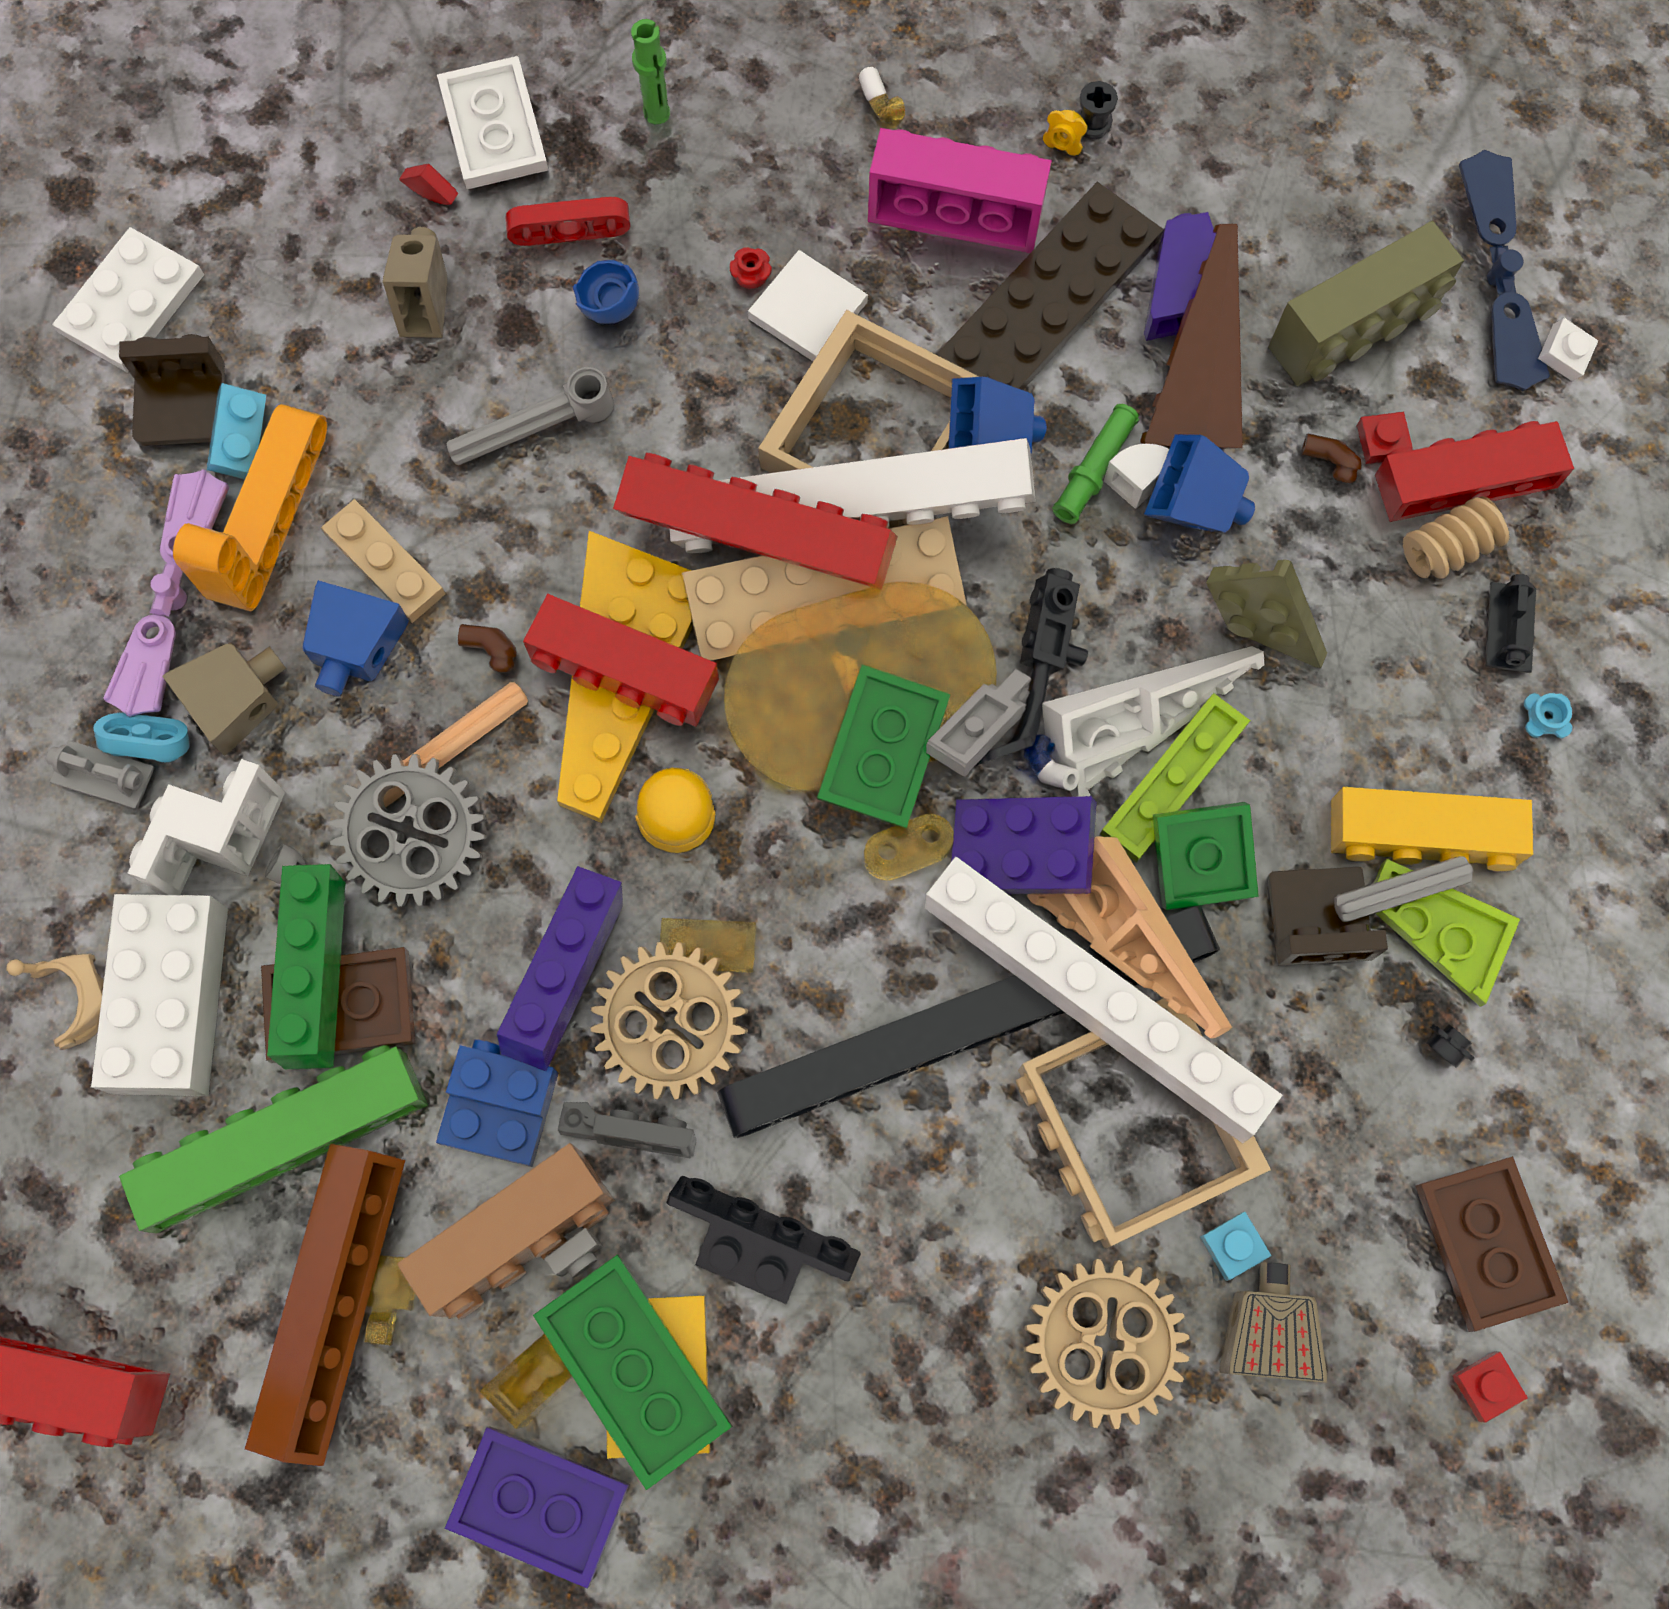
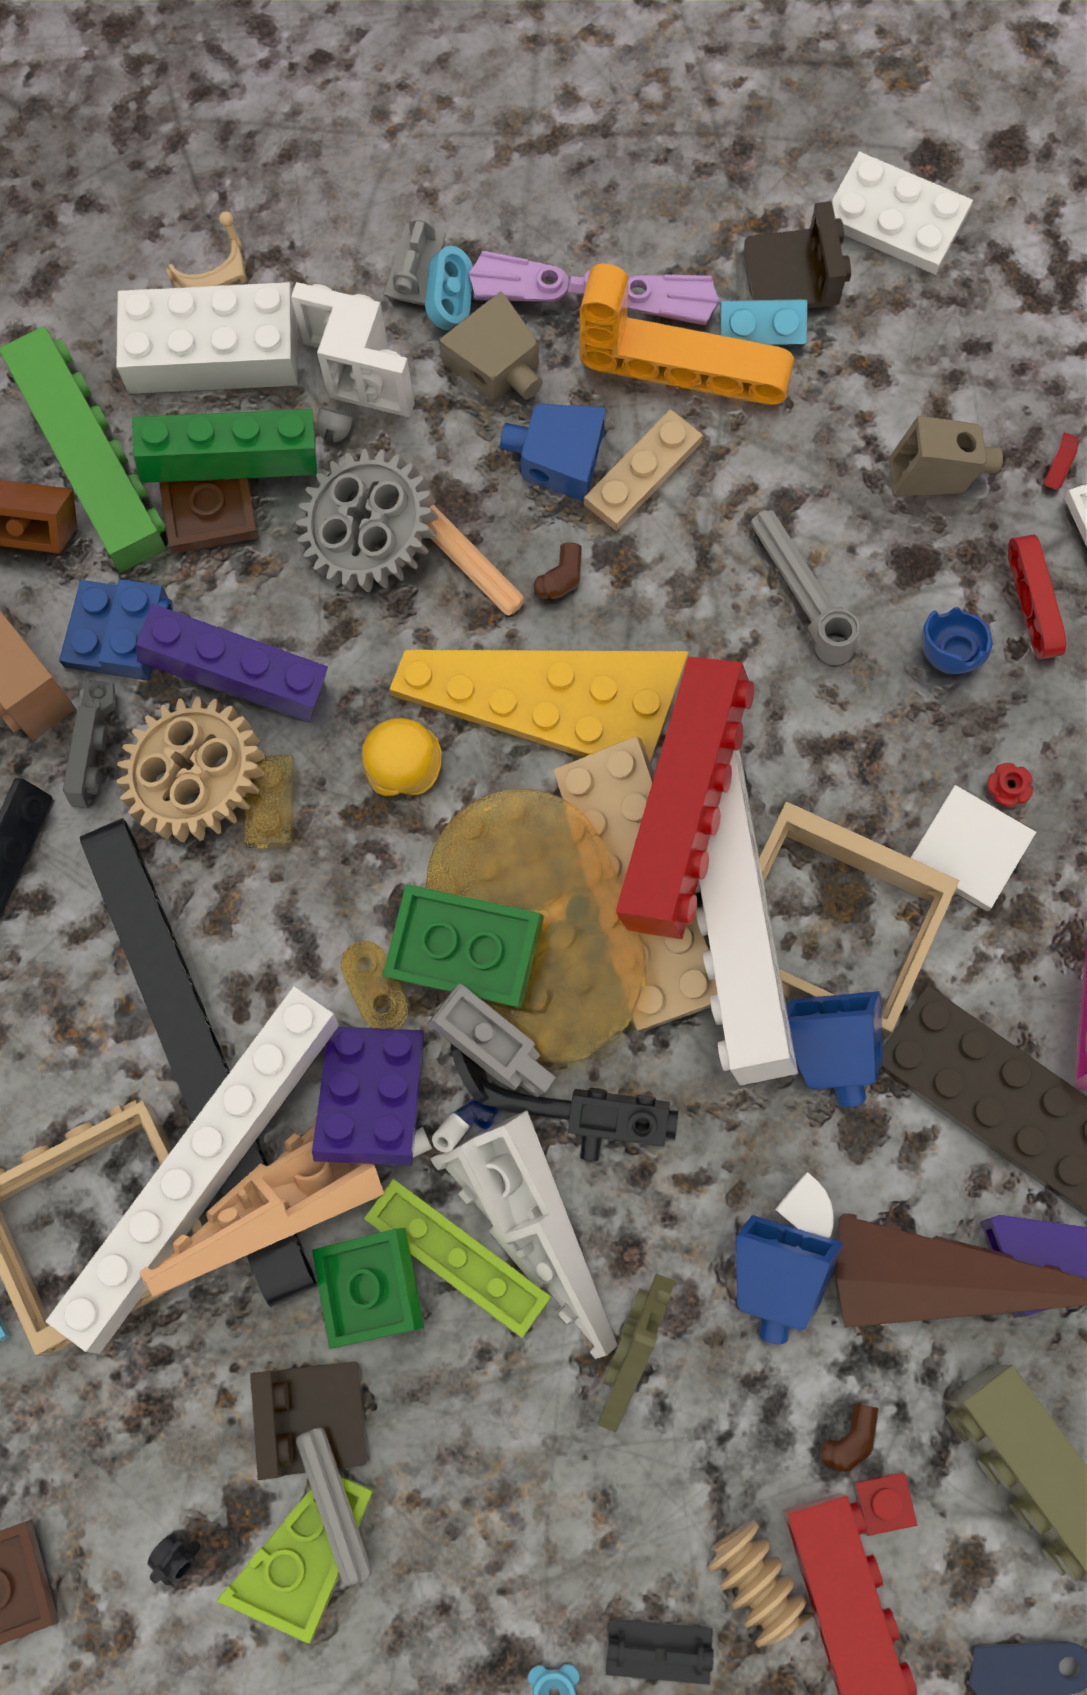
camera: 90 degrees right, 0 degrees up
(621, 661) = (538, 687): red brick -> none
(1087, 477) = (803, 1158): bright green pin -> none
(1431, 827) = (410, 1547): yellow brick -> none

